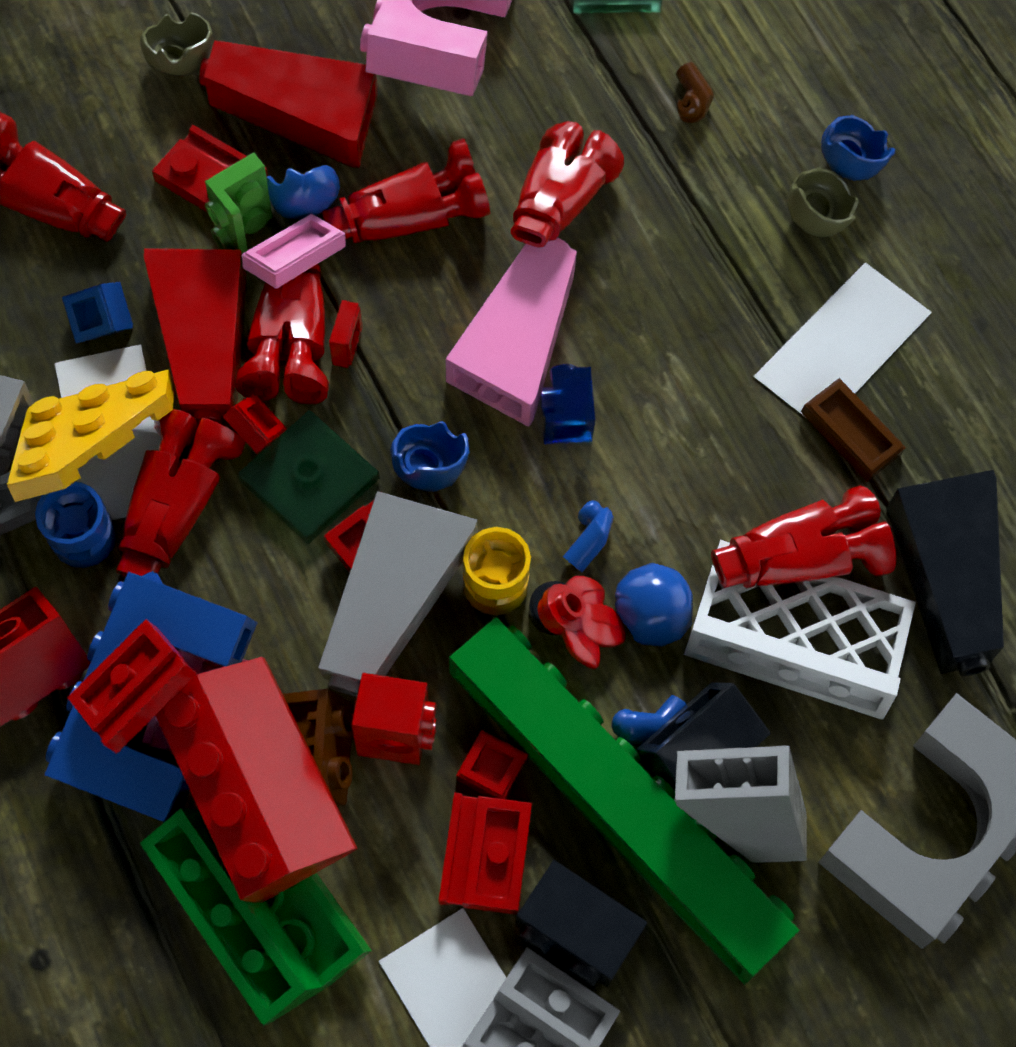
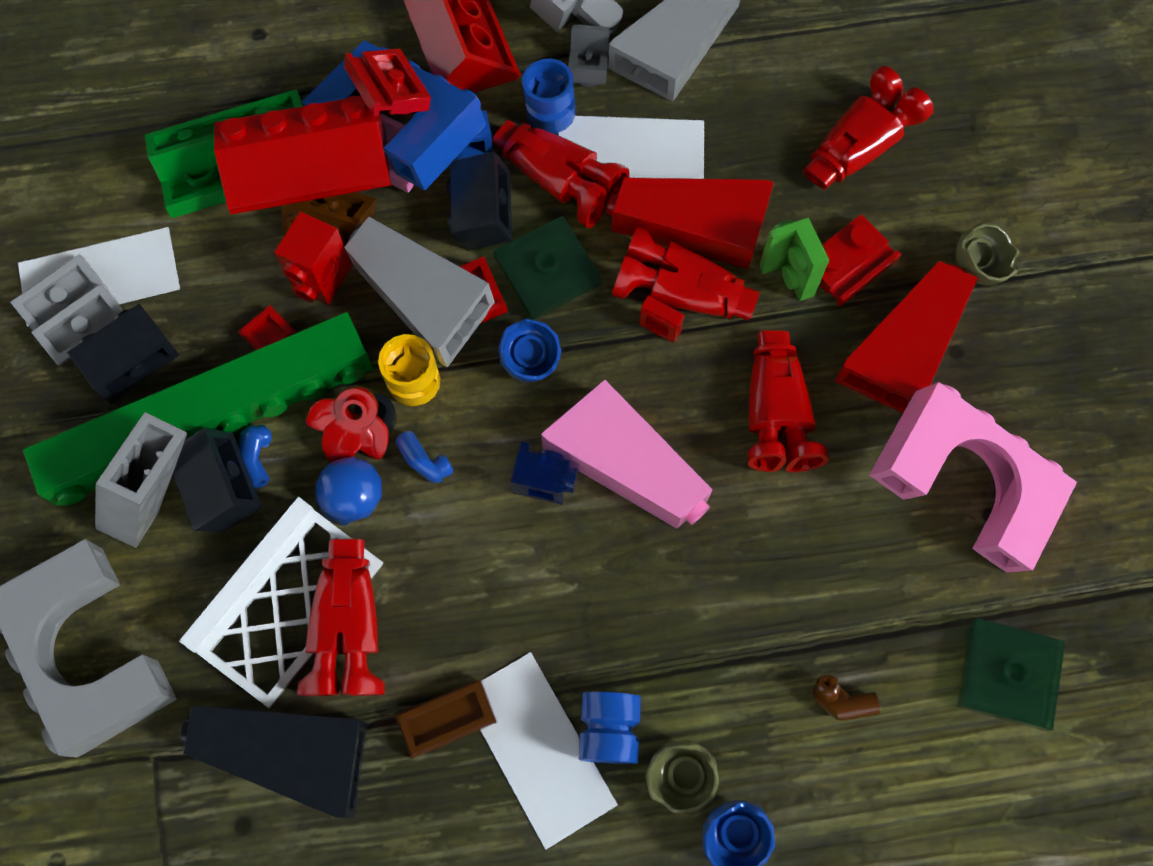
camera: 110 degrees right, 5 degrees up
(71, 430) = (619, 106): yellow plate -> none
(97, 312) = (736, 151): blue slope -> none
(249, 563) = (480, 201): none -> black brick
(254, 423) = (597, 232): red tile -> none
(293, 250) = (744, 292): bright pink tile -> none
(305, 193) = (806, 316): blue hair -> none
(485, 853) = (203, 307): red plate -> none
(563, 181) = (752, 524): red piece -> none
(814, 271) = (610, 726): none -> blue wheel

